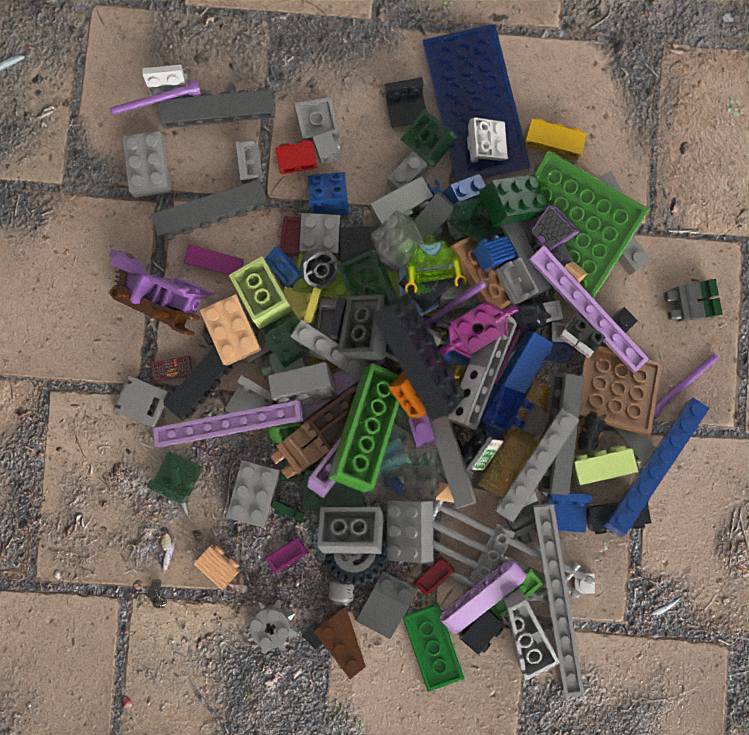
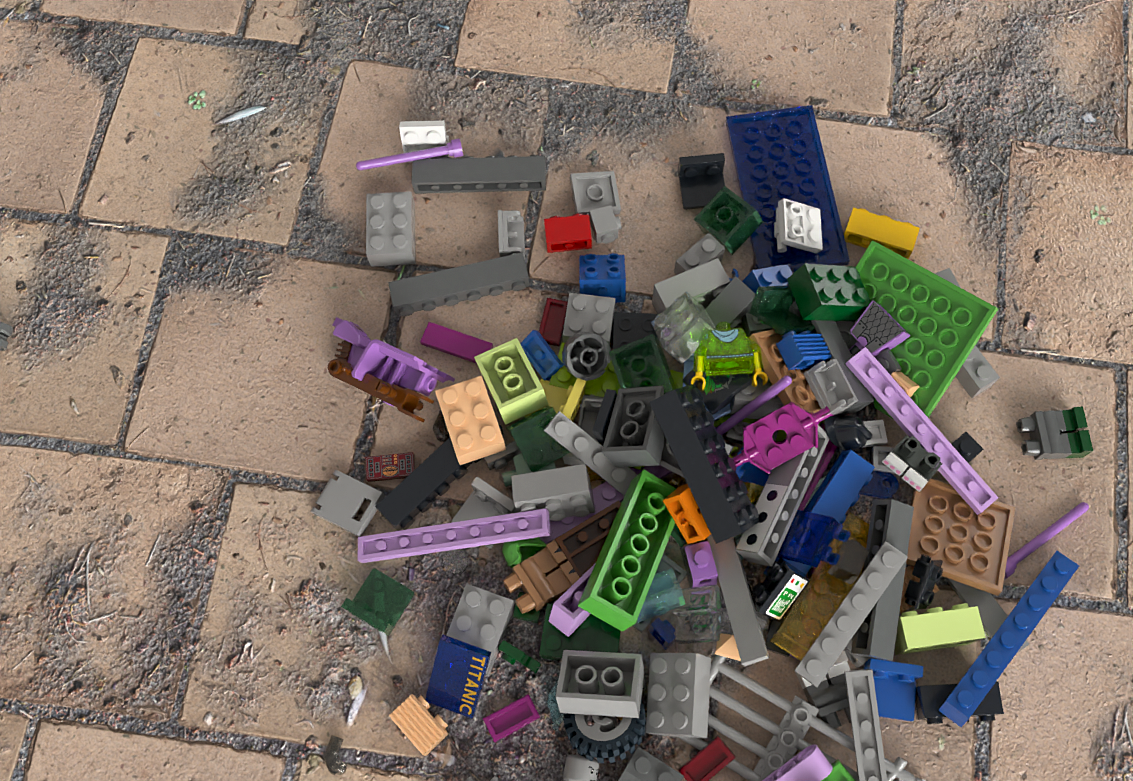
camera: 10 degrees right, 15 degrees down
(242, 531) = (457, 676): none -> clear blue tile

